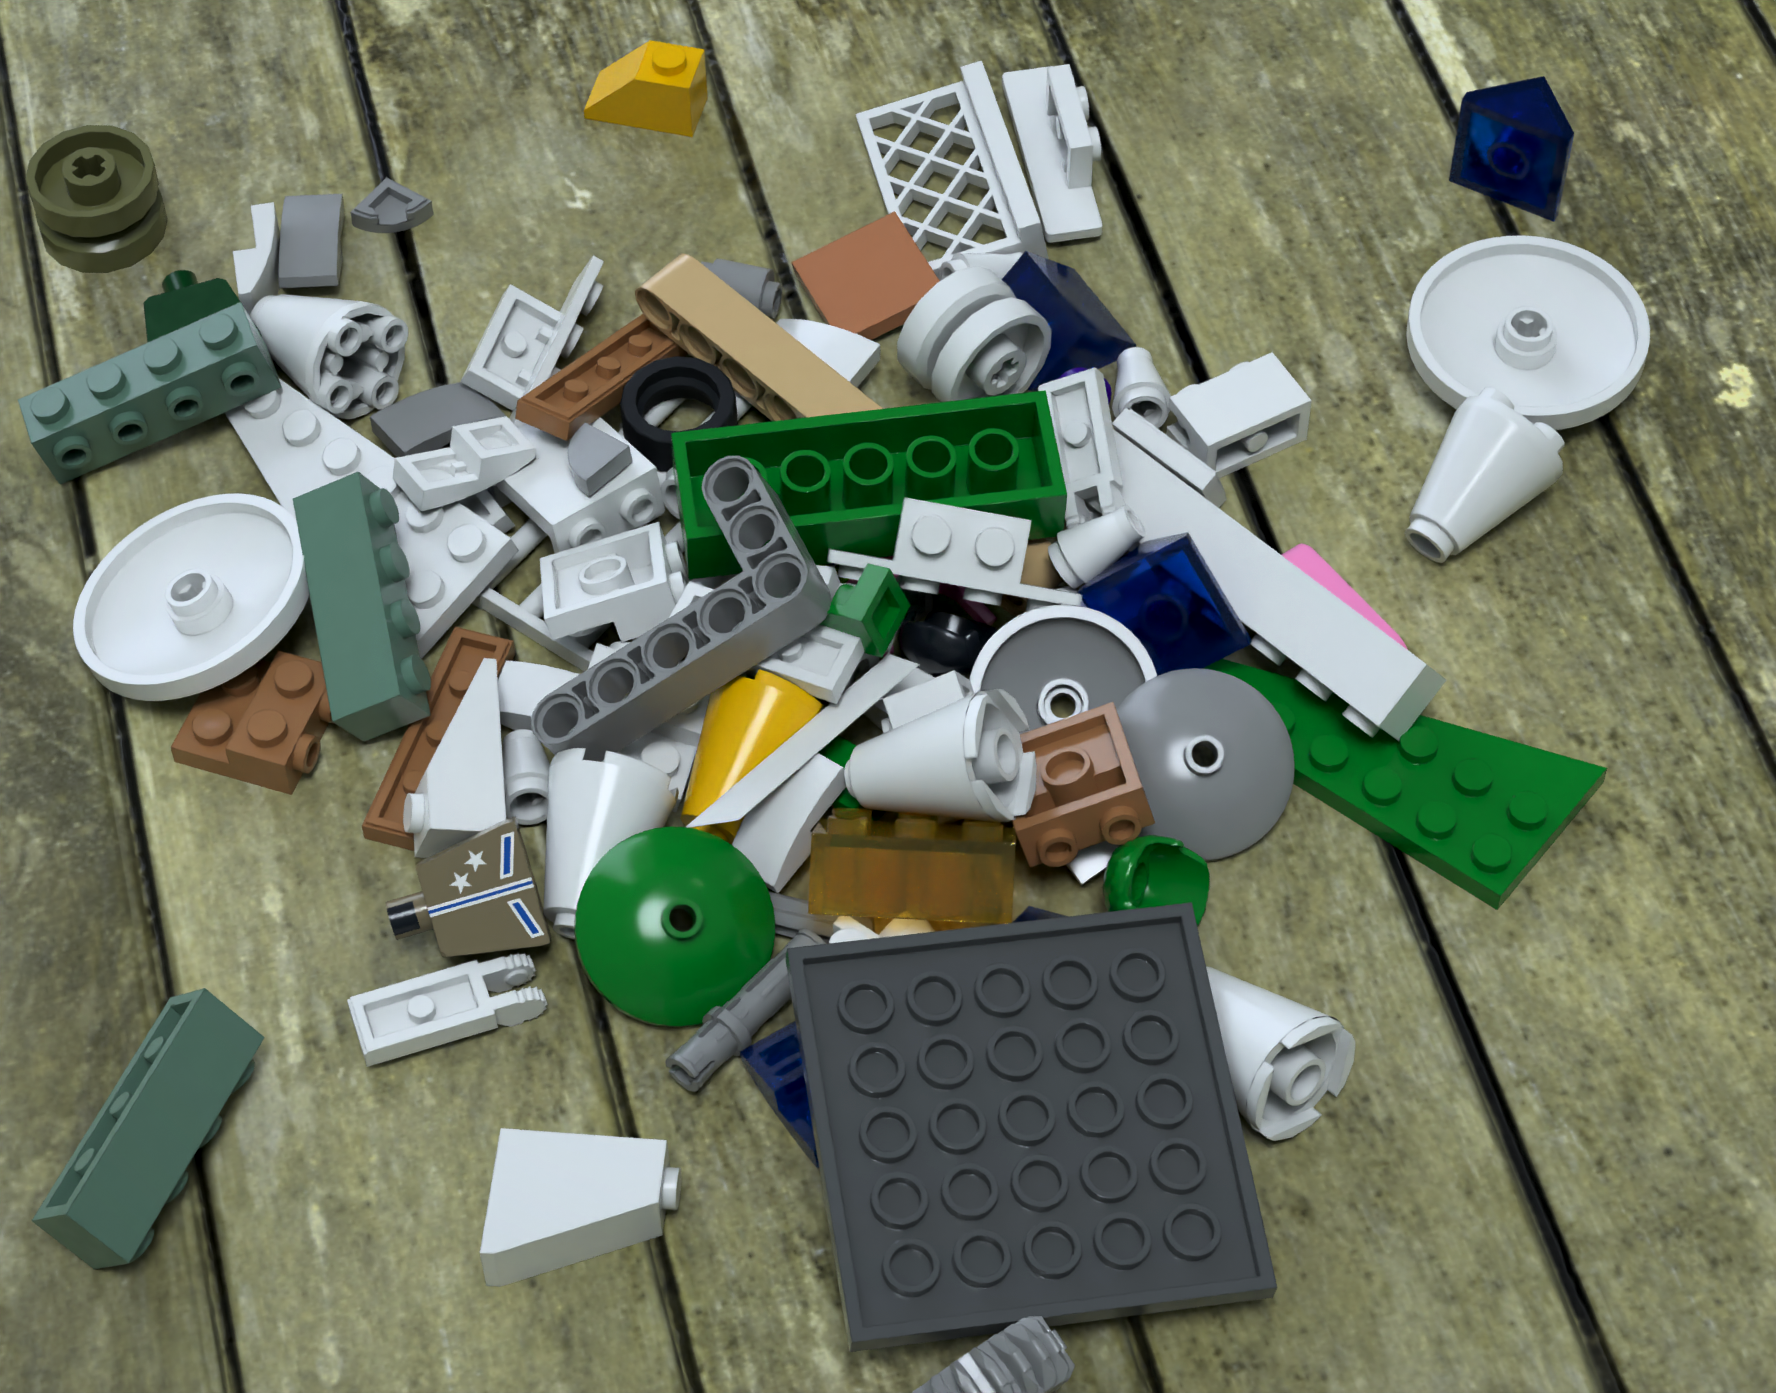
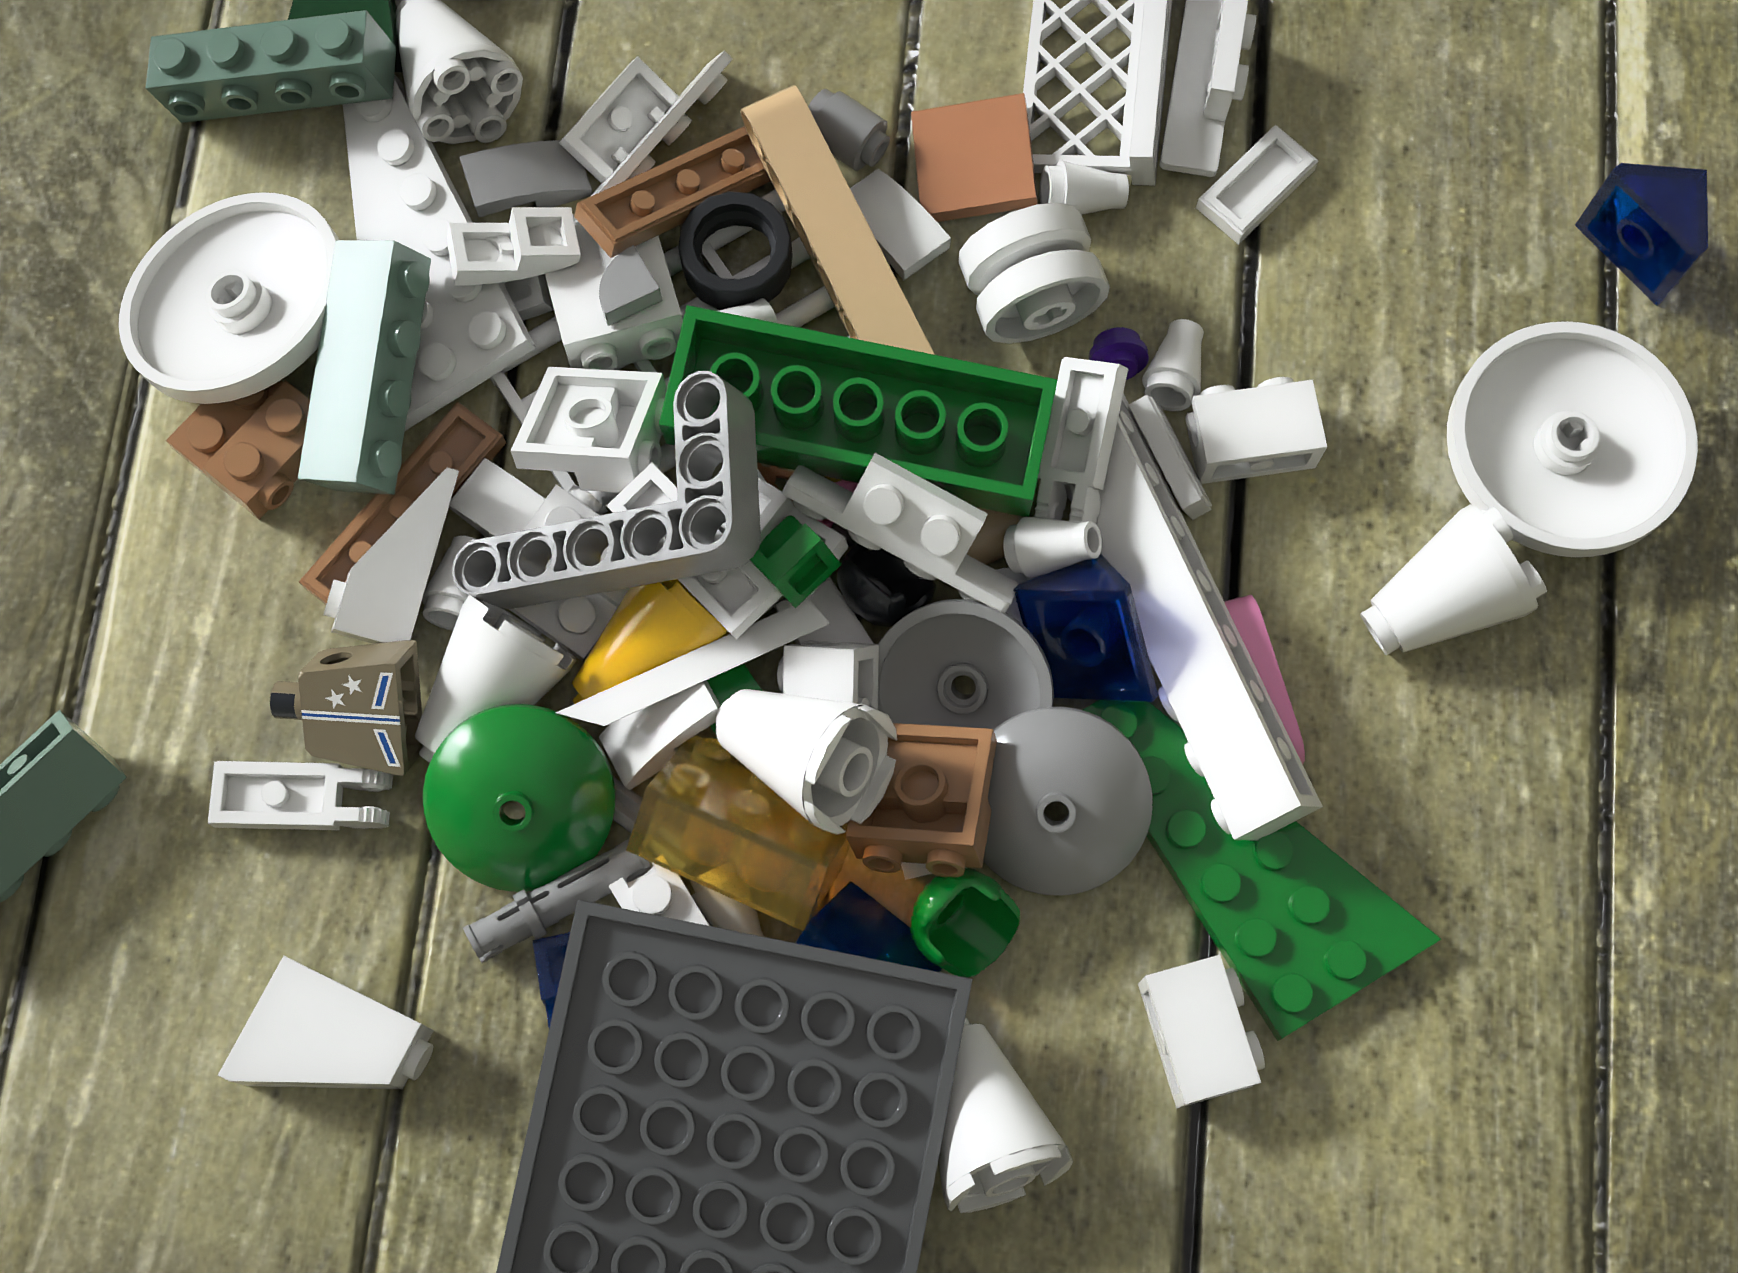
camera: 20 degrees right, 20 degrees up
(1081, 325) = (1141, 260): clear blue slope -> none
(1143, 230) = (1256, 184): none -> white tile
(1420, 912) = (1201, 1030): none -> white brick

